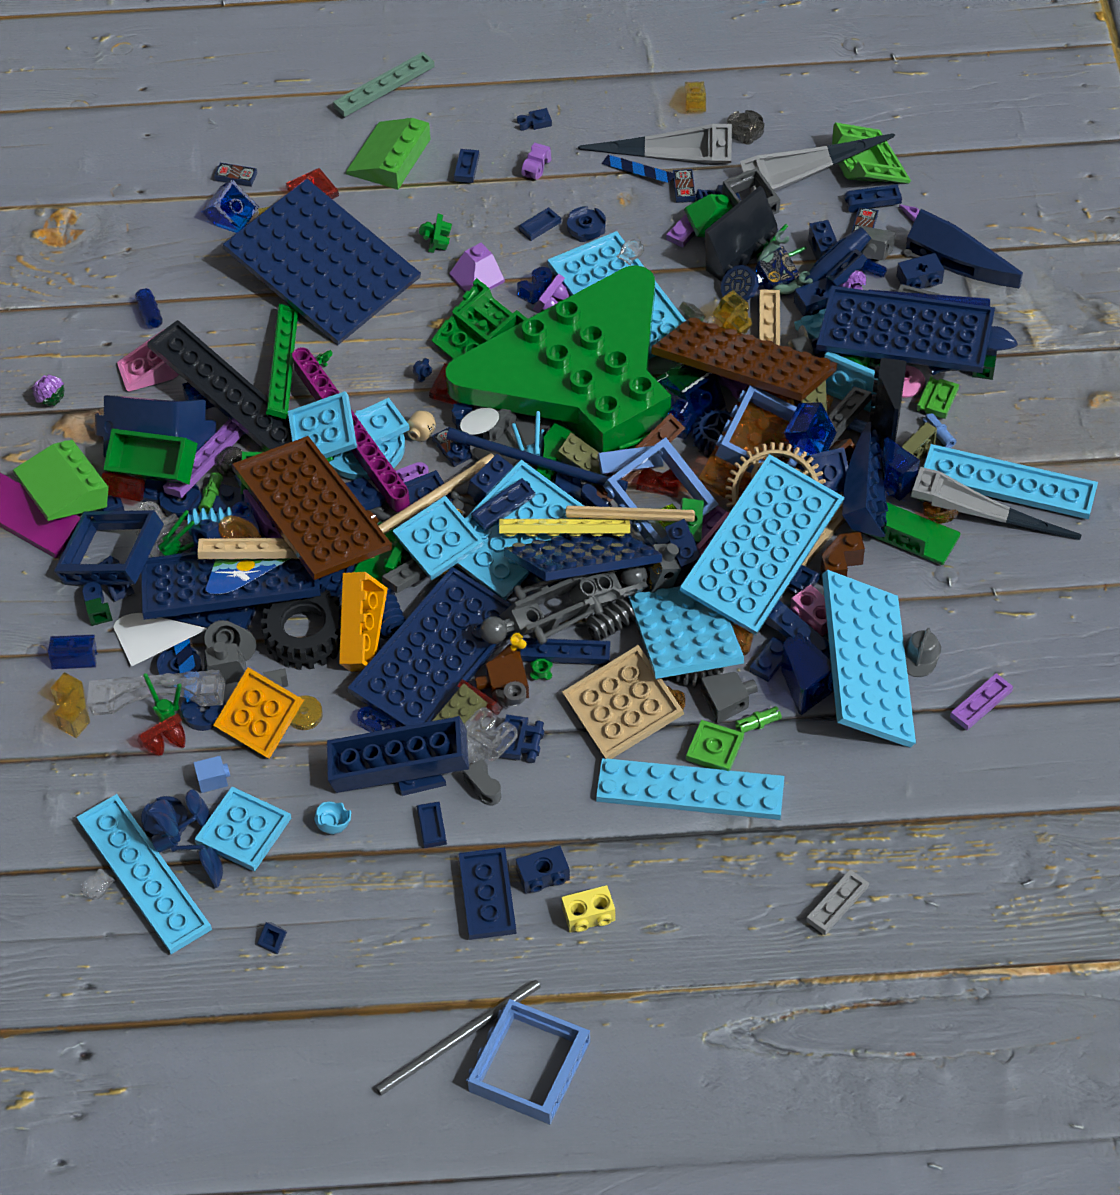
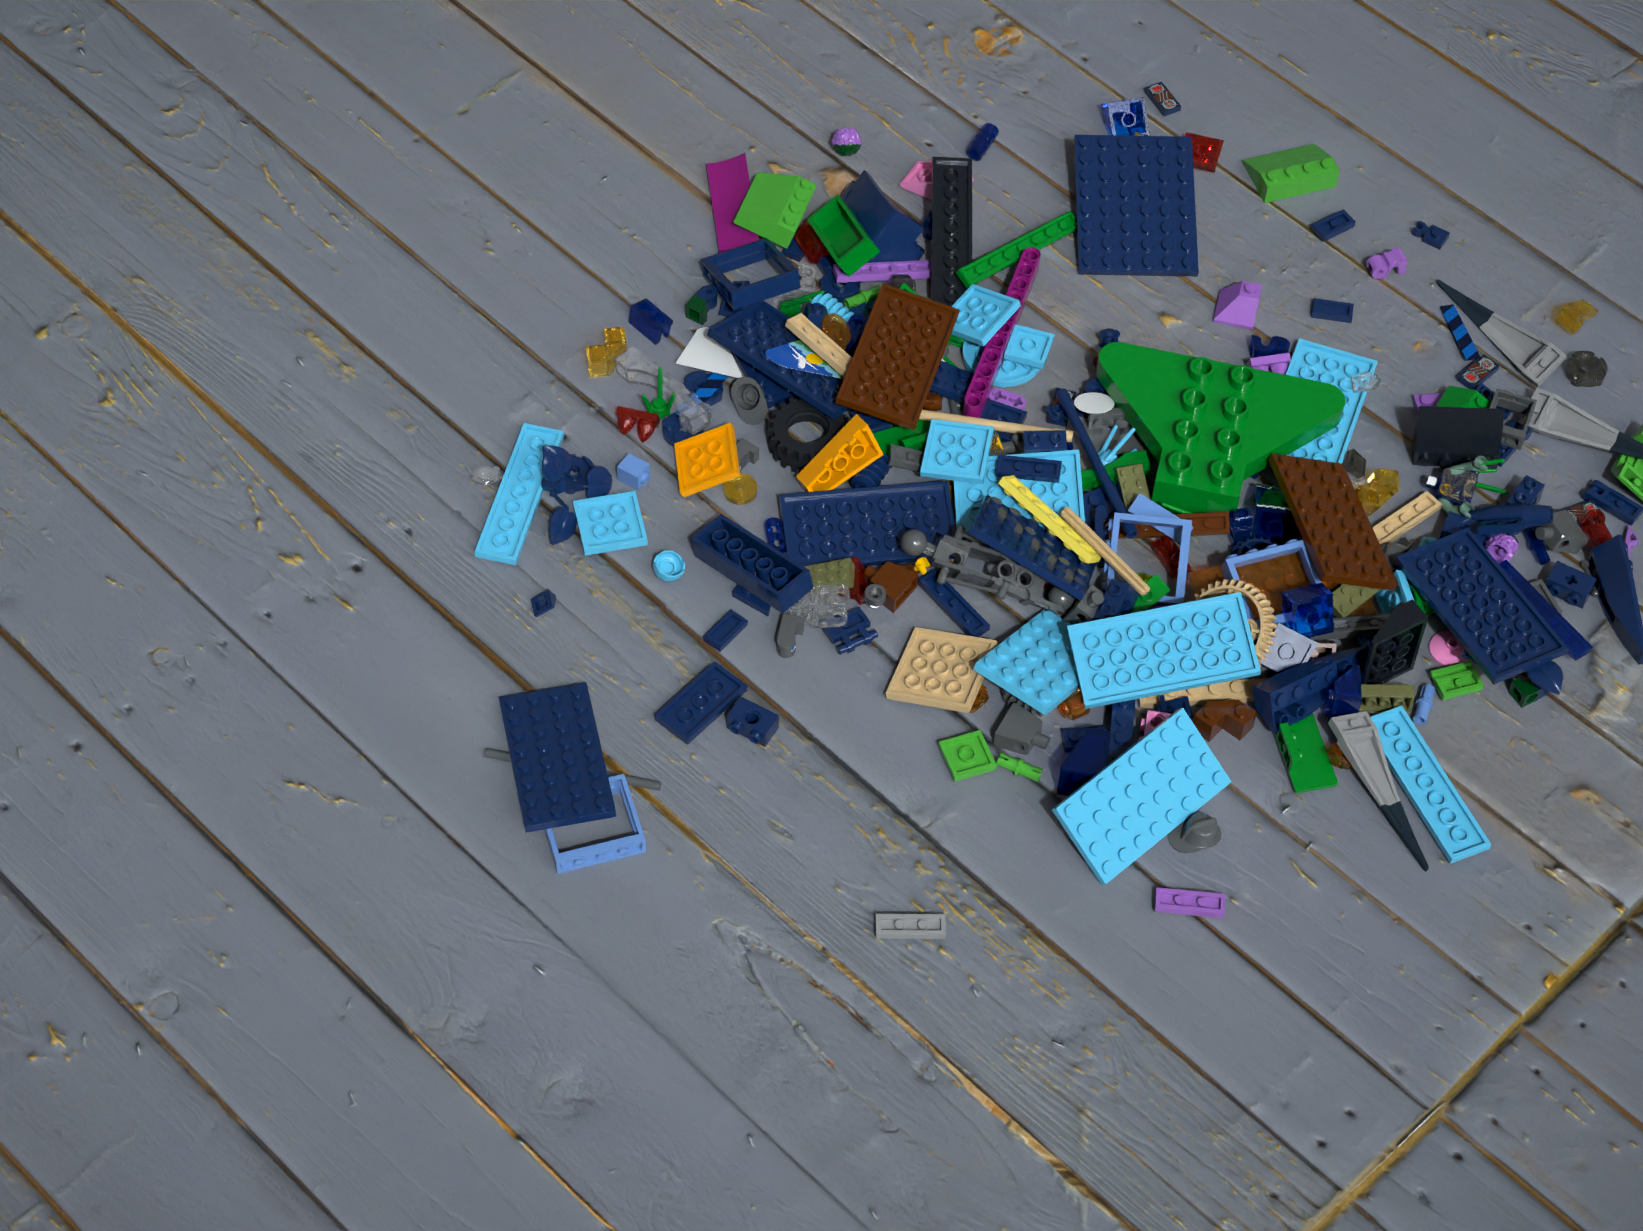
camera: 45 degrees right, 0 degrees up
(226, 659) = (728, 409): dark grey torso -> none
(323, 358) = (1052, 272): green plant -> none
(383, 84) = (1352, 119): sand green plate -> none
(421, 425) = (1057, 374): tan head -> none
(433, 232) = (1240, 260): green hips -> none
(443, 1038) = (556, 757): none -> dark blue plate
(475, 322) = (1189, 335): green wedge -> none
(541, 664) = (925, 597): green plate -> none
(582, 231) = (1370, 346): dark blue plate -> none
(587, 903) = (750, 769): light yellow brick -> none
(611, 617) = (1007, 611): dark grey piece -> none
(690, 788) = (917, 767): medium azure plate -> none
(741, 280) = (1415, 474): tile -> none
(886, 220) = (1597, 532): none -> clear red piece

